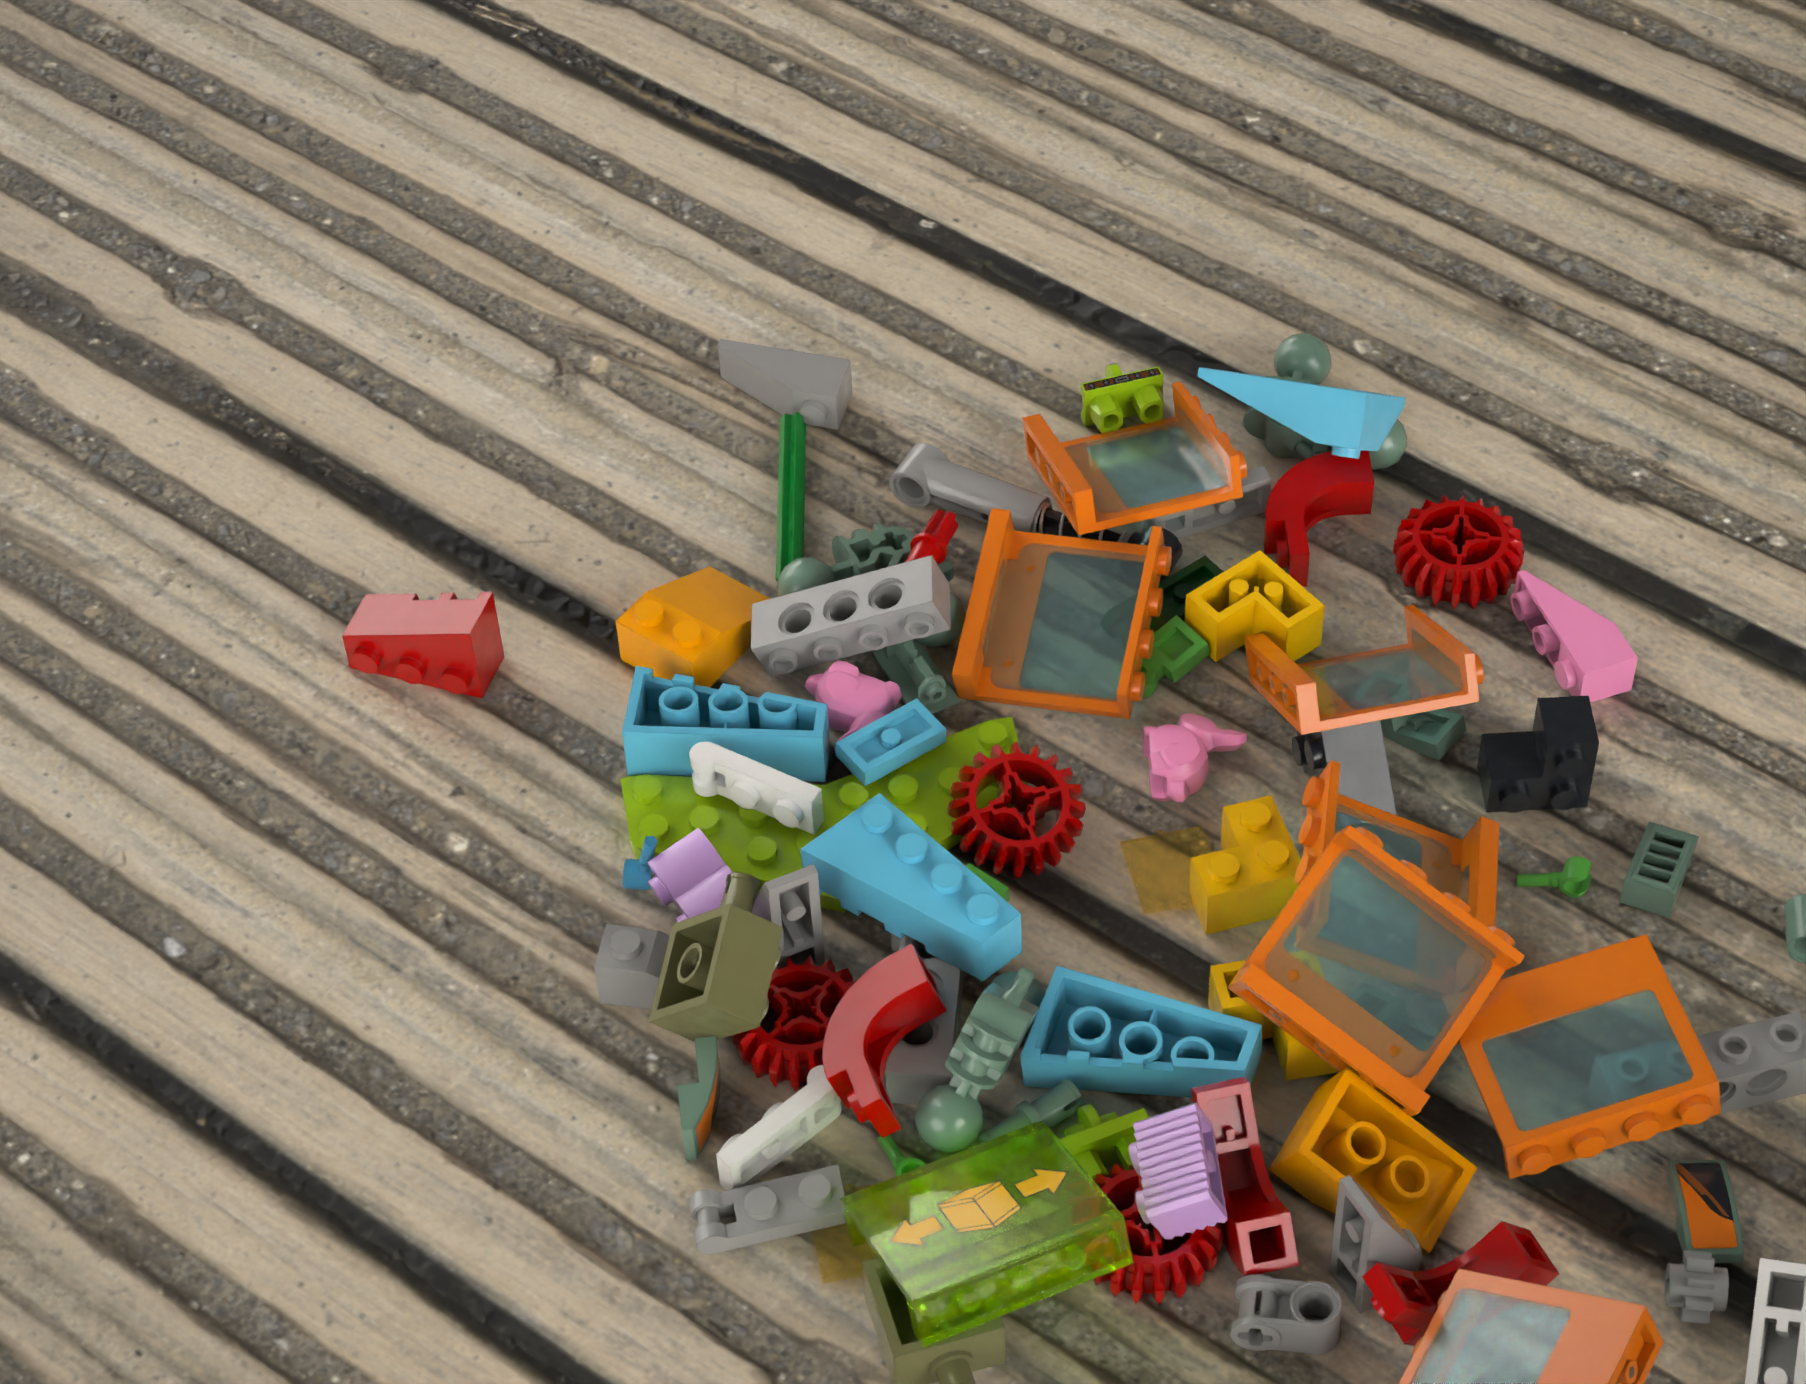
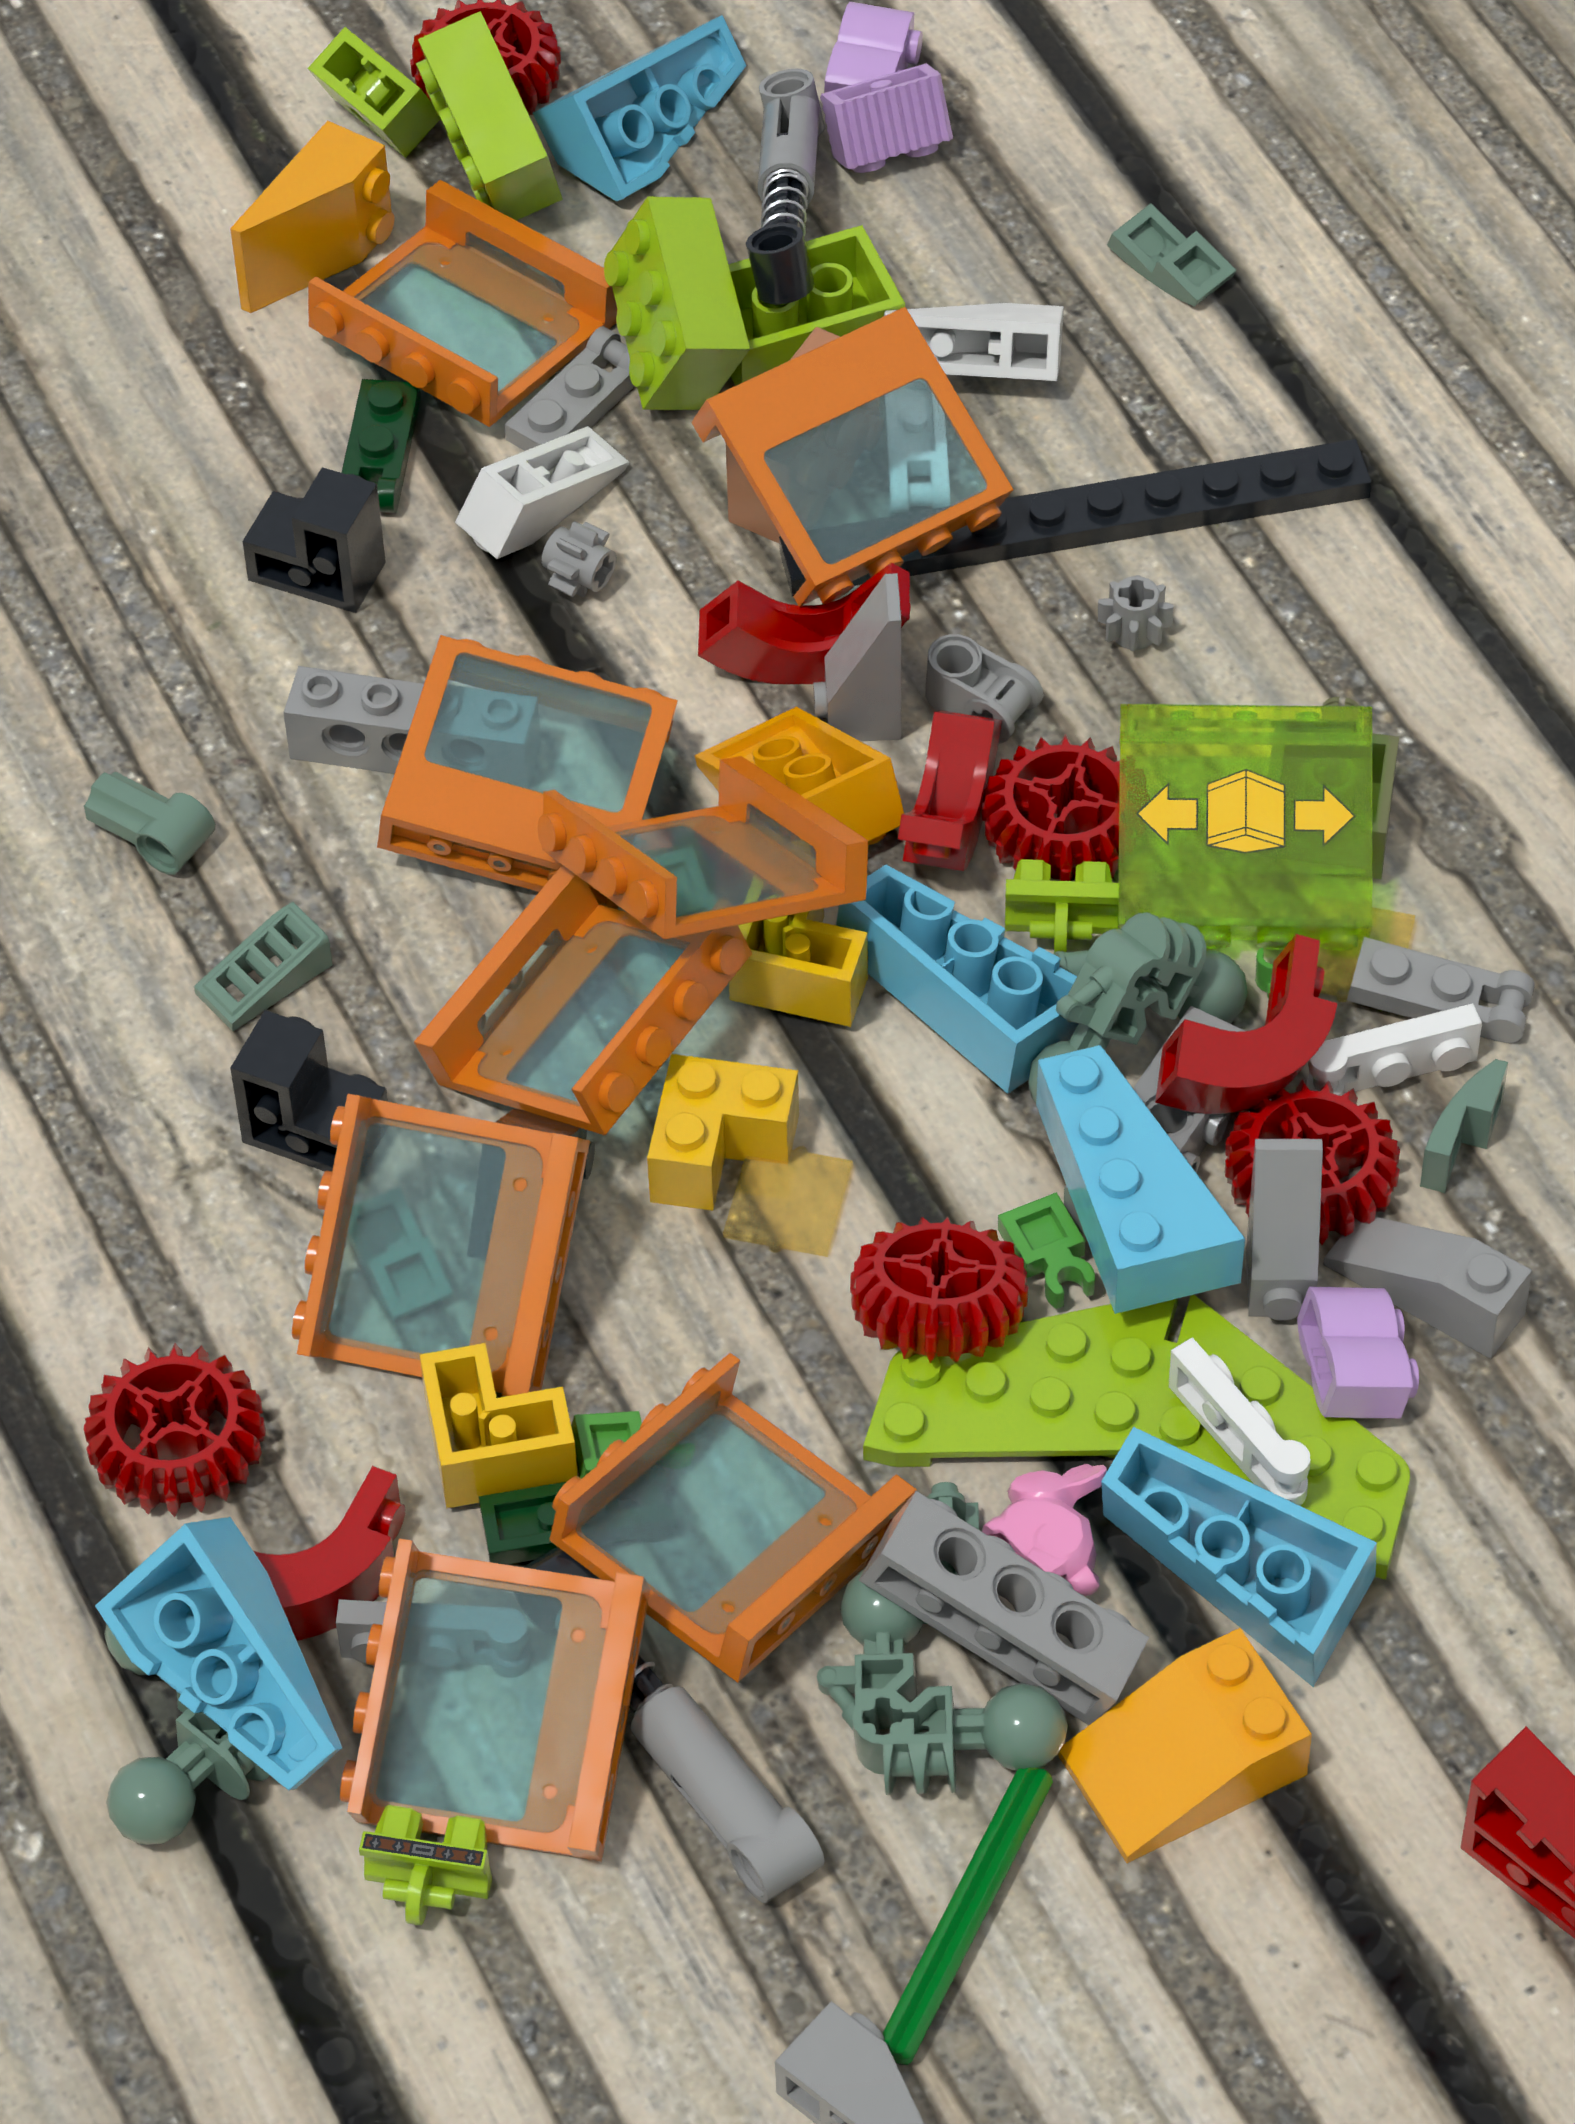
camera: 155 degrees left, 5 degrees up
(637, 871) = (1412, 1433): dark azure hand -> none
(718, 967) = (1401, 1168): olive brick -> none
(890, 742) = (1039, 1439): medium azure plate -> none
(934, 537) = (855, 1645): red axle -> none
(1178, 1172) = (1023, 778): lavender brick -> none
(1180, 755) = (698, 1308): bright pink animal -> none
(1572, 881) = (366, 992): bright green hand -> none
(1578, 642) = (137, 1236): bright pink slope -> none
(1706, 1209) = (517, 615): slope -> none

